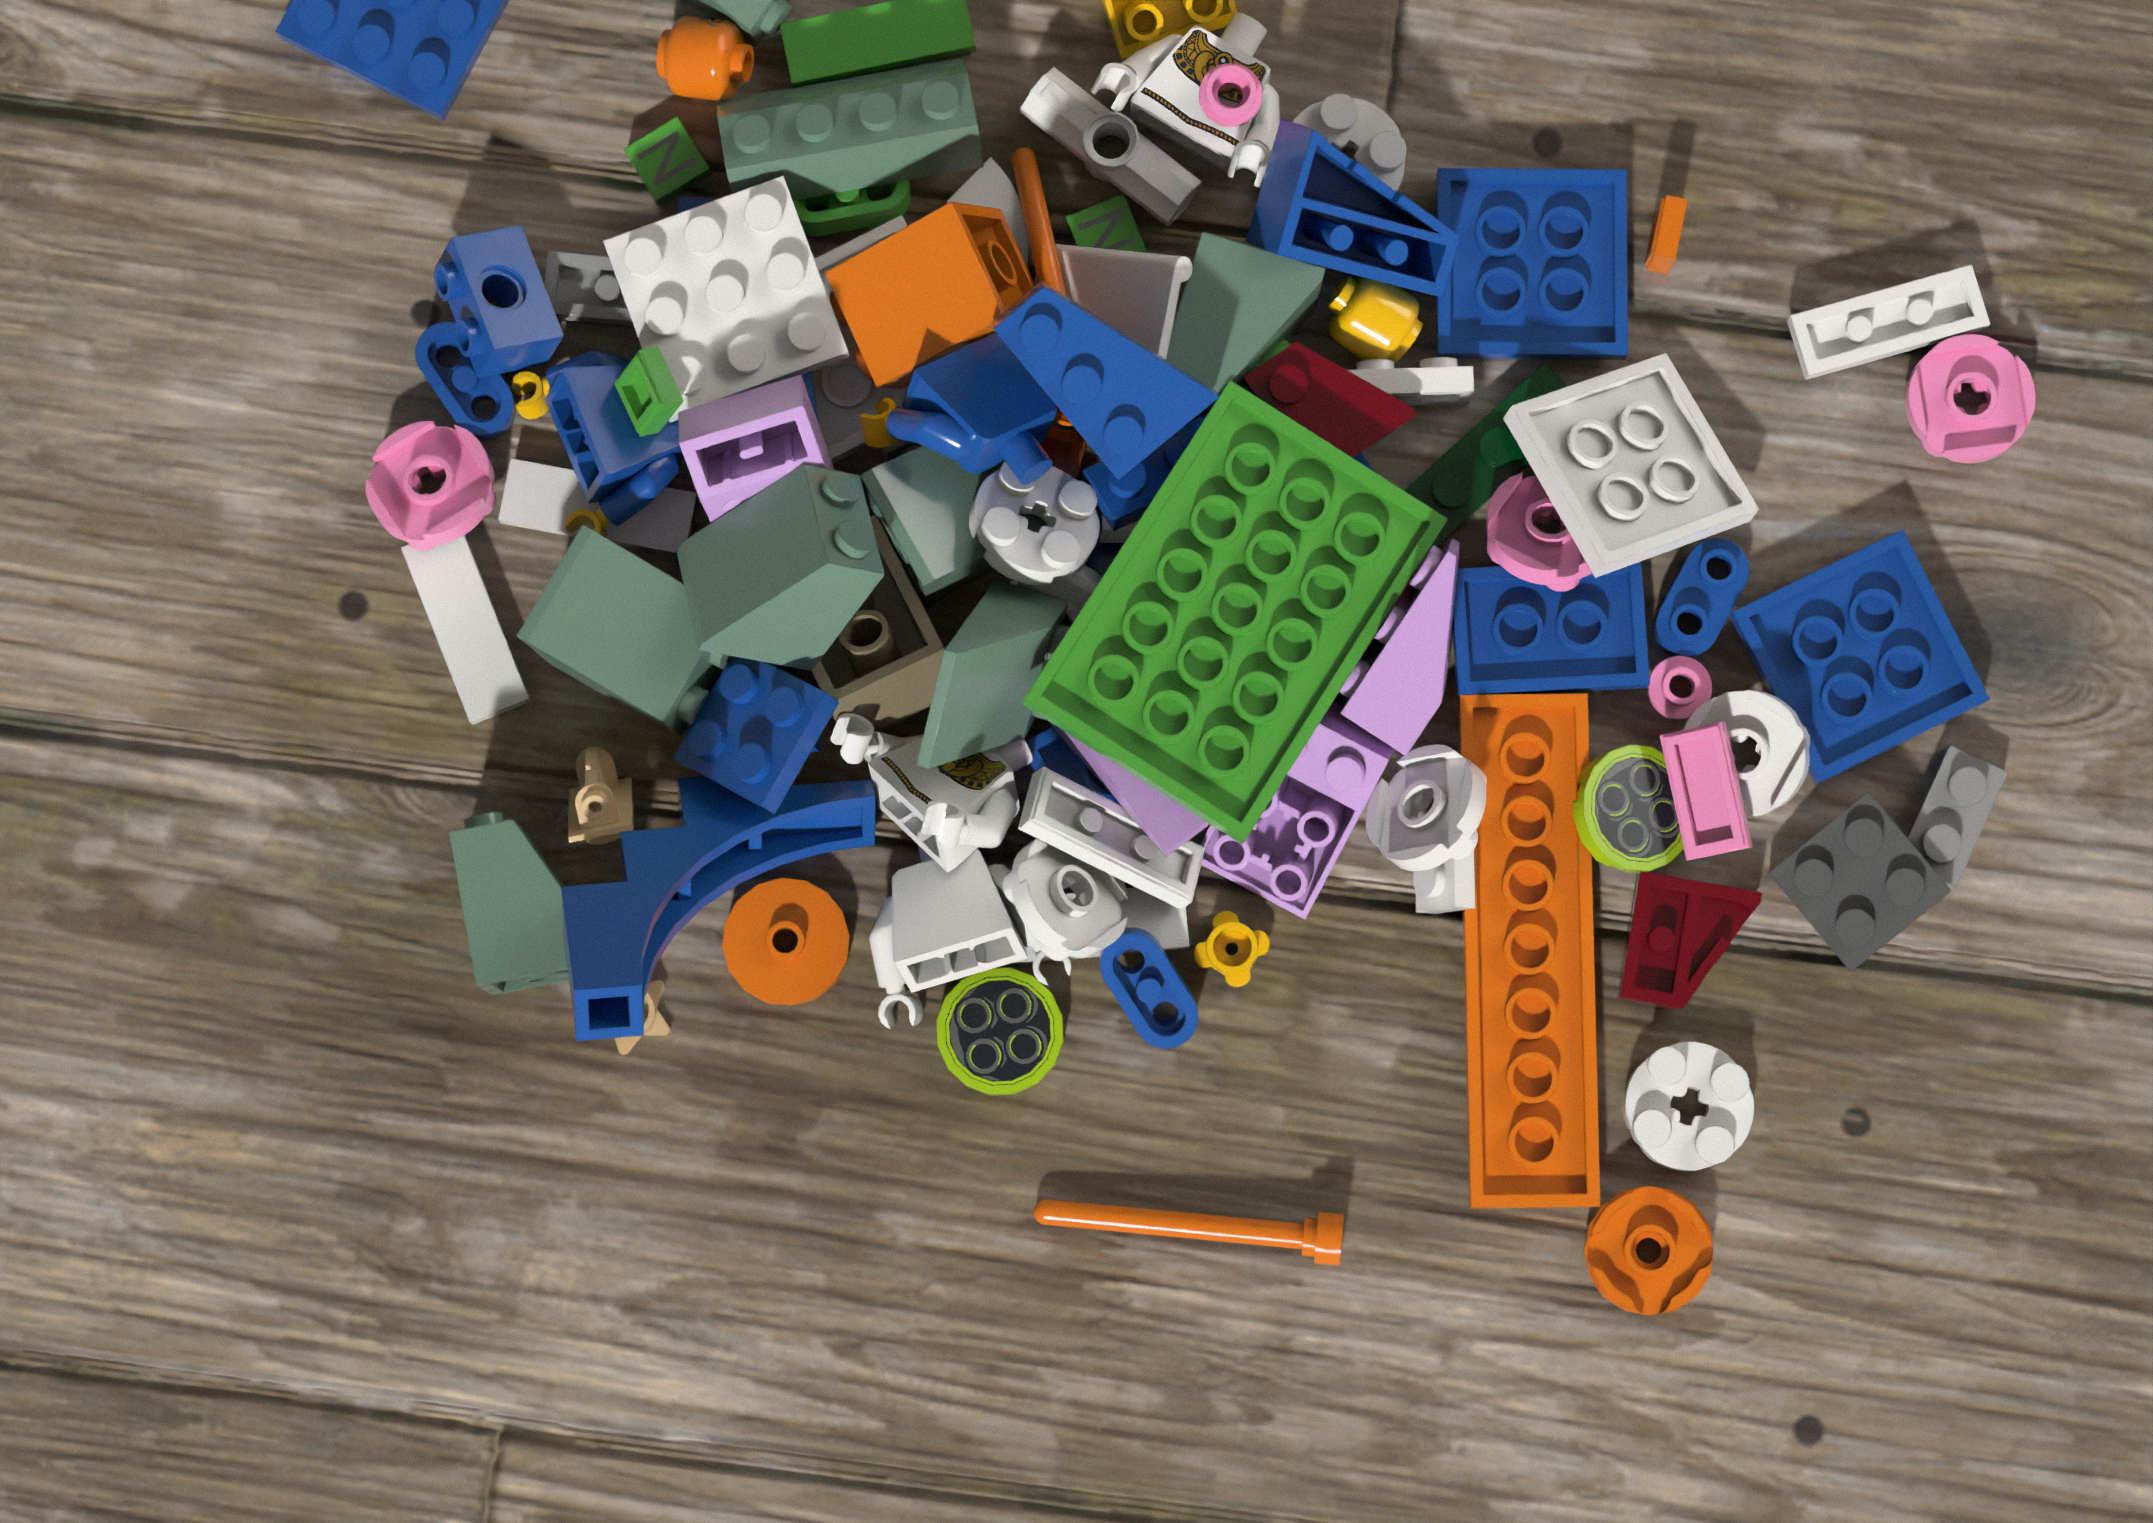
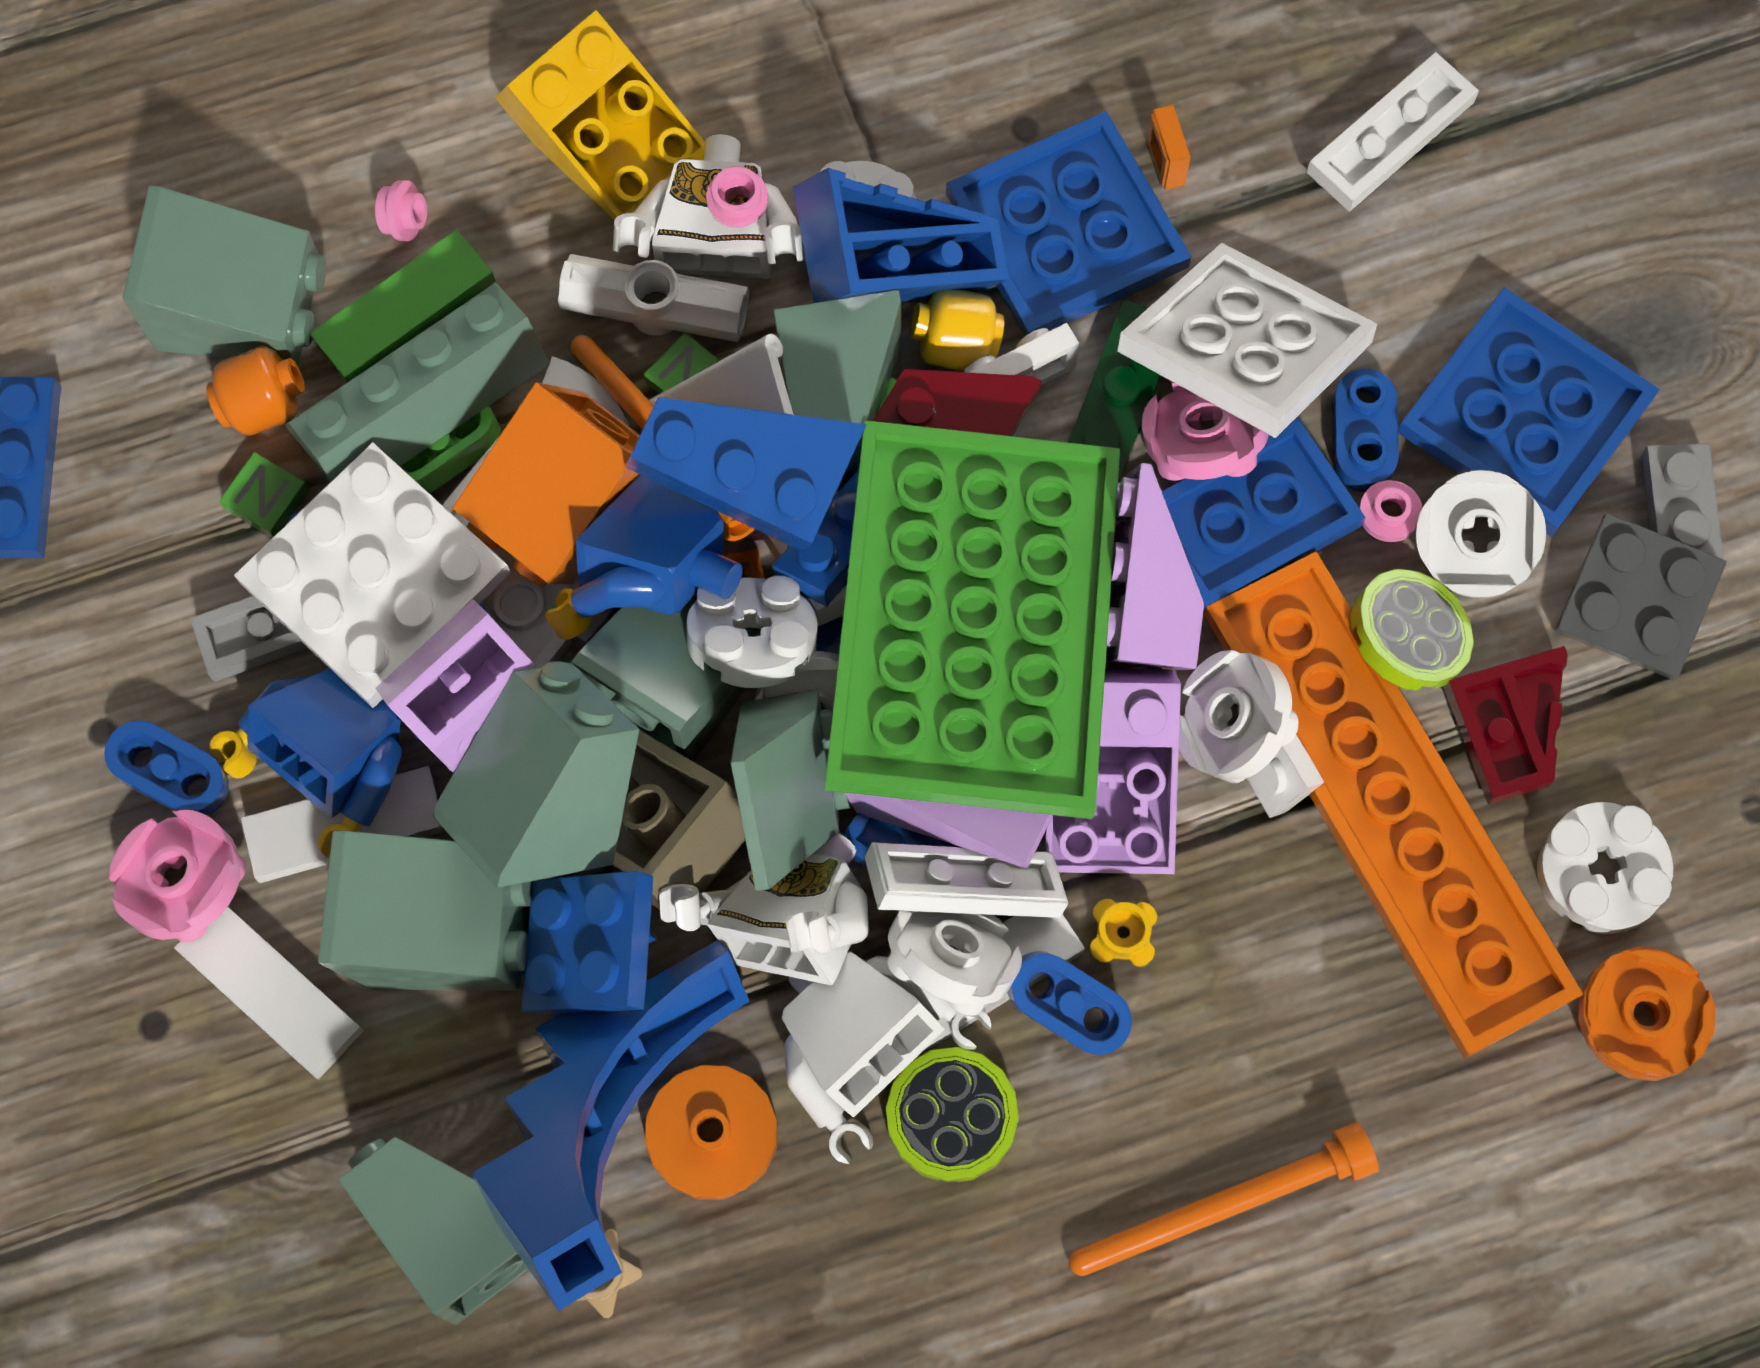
camera: 25 degrees left, 10 degrees down
(501, 268) = (163, 681): blue brick -> none
(602, 802) = (473, 1087): tan hinge -> none
(648, 391) = (339, 684): bright green tile -> none
(1706, 790) = (1467, 580): bright pink tile -> none
(1990, 370) = (1491, 192): bright pink plate -> none

